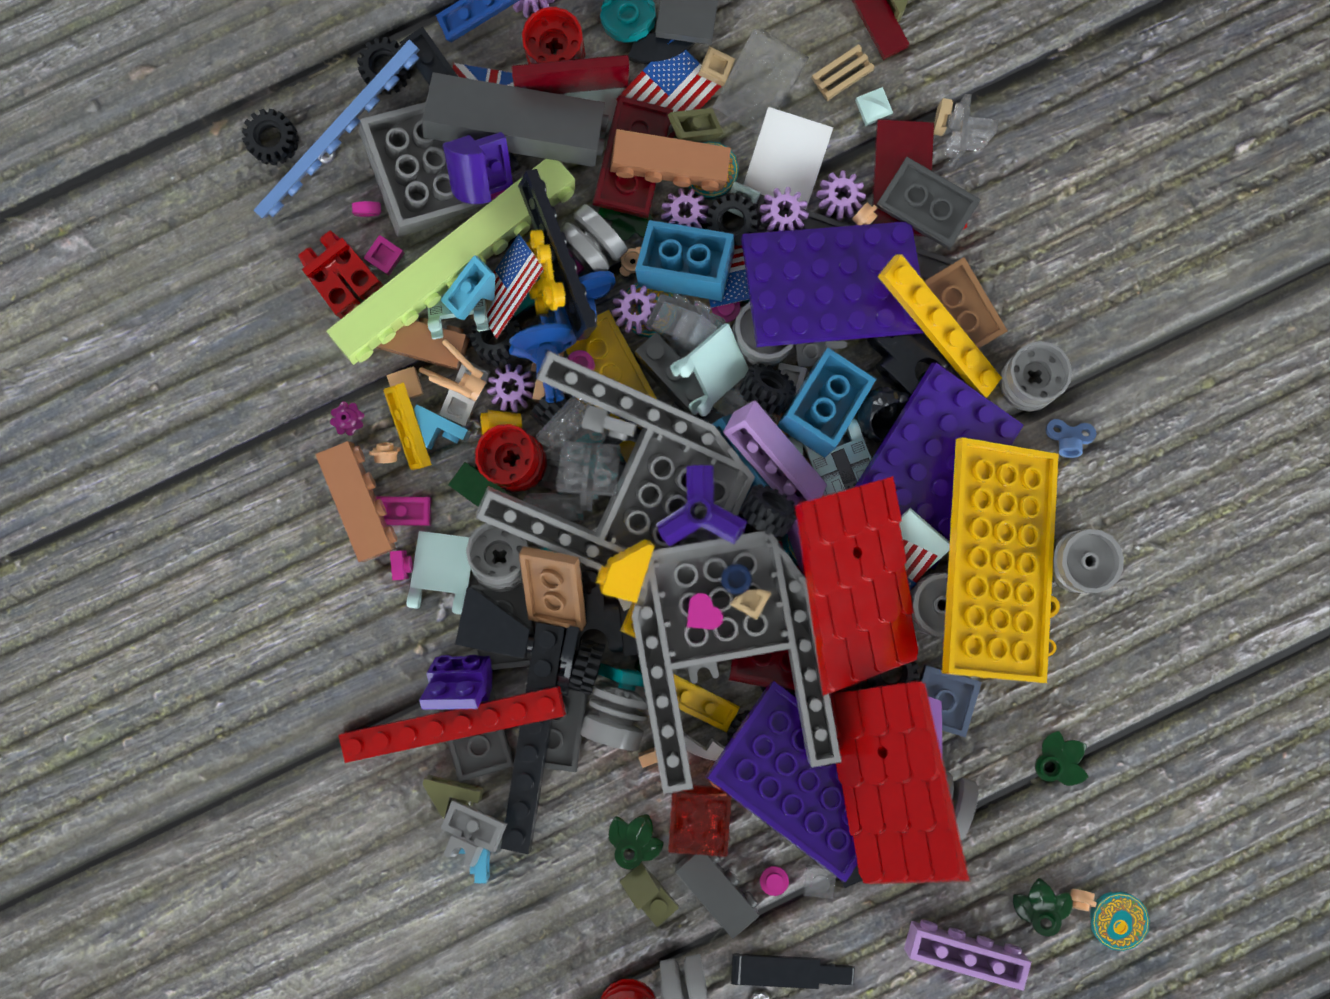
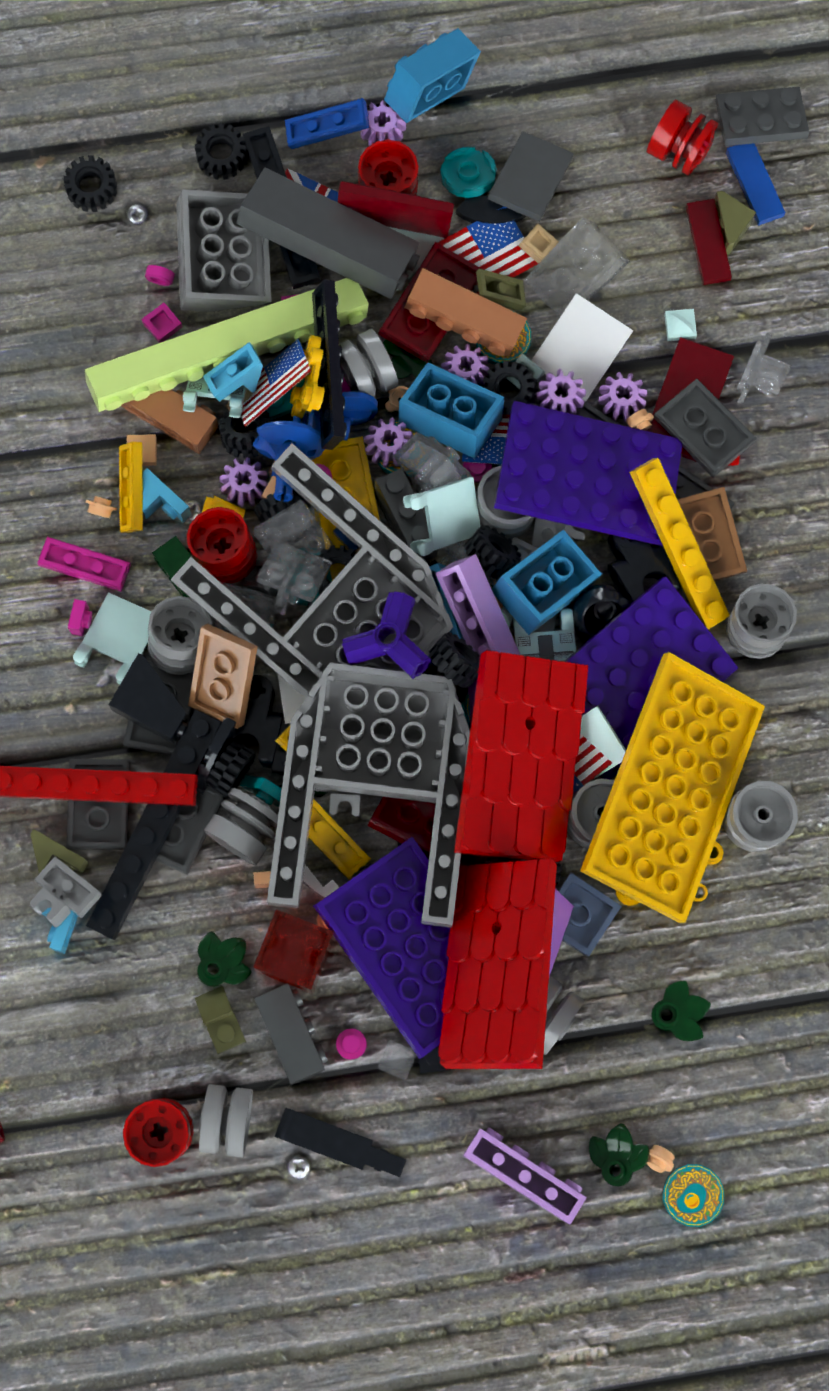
camera: 15 degrees right, 10 degrees down
(333, 267) = (112, 318): red hips -> none
(347, 121) = (147, 200): medium blue plate -> none
(347, 418) = (74, 464): magenta plant -> none
(356, 501) = (58, 542): nougat brick -> none
(457, 406) = (198, 474): white slope -> none
(457, 682) = (99, 744): dark purple brick -> none
(469, 386) = (204, 466): light nougat plant -> none
(478, 167) = (279, 264): dark purple brick -> none
(599, 420) = (319, 528): light grey plate -> none
(626, 572) = (298, 676): yellow slope -> none
(702, 613) = (361, 735): dark pink tile -> none
(736, 579) = (403, 713): dark blue tile -> none
(751, 601) = (411, 739): tan tile -> none
(861, 59) = (655, 275): tan tile -> none
(943, 110) = (744, 353): tan tile -> none
(1070, 438) = (782, 695): medium blue piece -> none

